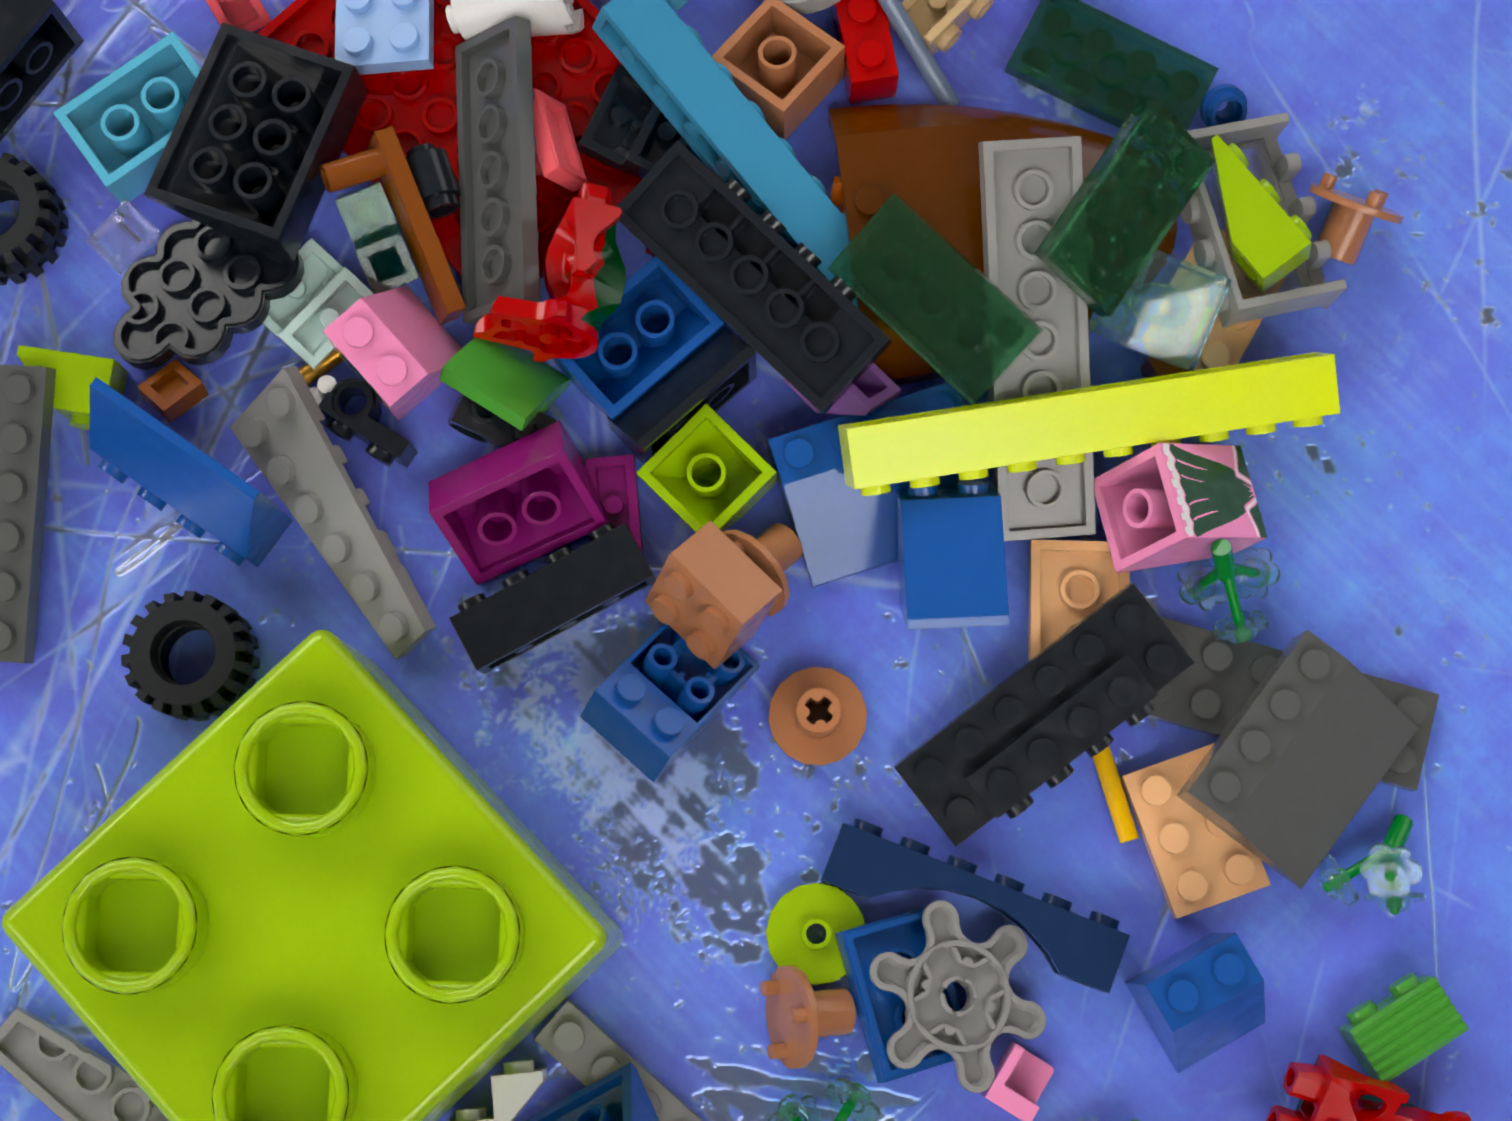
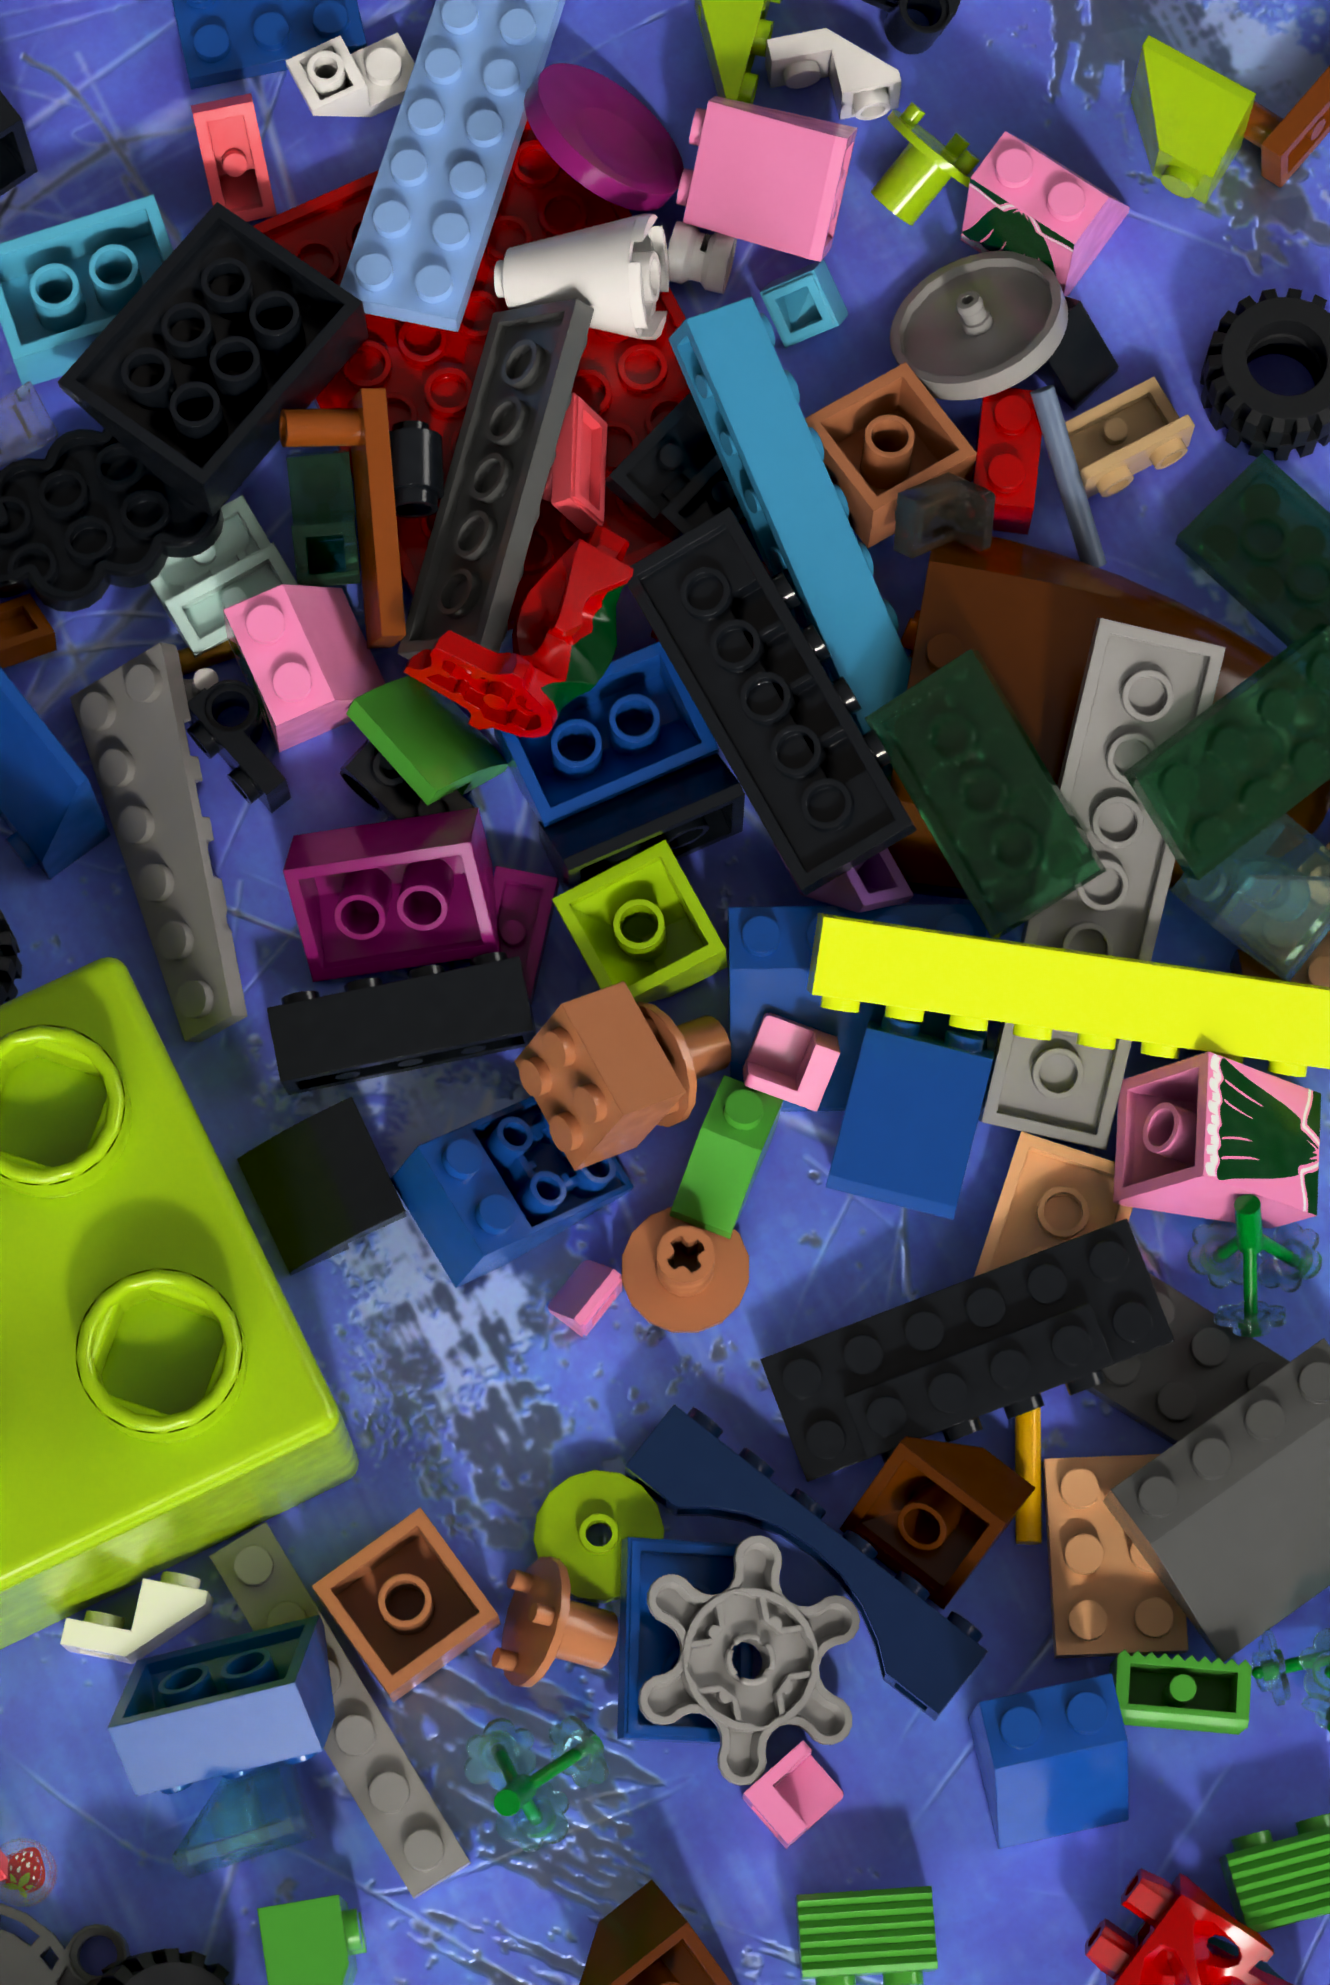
camera: 15 degrees right, 5 degrees down
(530, 736) = (321, 1186): none -> black slope
(692, 1034) = (406, 1604): none -> nougat brick
(750, 757) = (586, 1296): none -> bright pink slope
(823, 625) = (726, 1157): none -> bright green slope
(835, 96) = (941, 513): none -> clear smoke bracket
(849, 540) = (791, 1061): none -> bright pink panel
(1060, 841) = (938, 1511): none -> reddish brown slope
(1280, 919) = (1182, 1692): none -> bright green brick

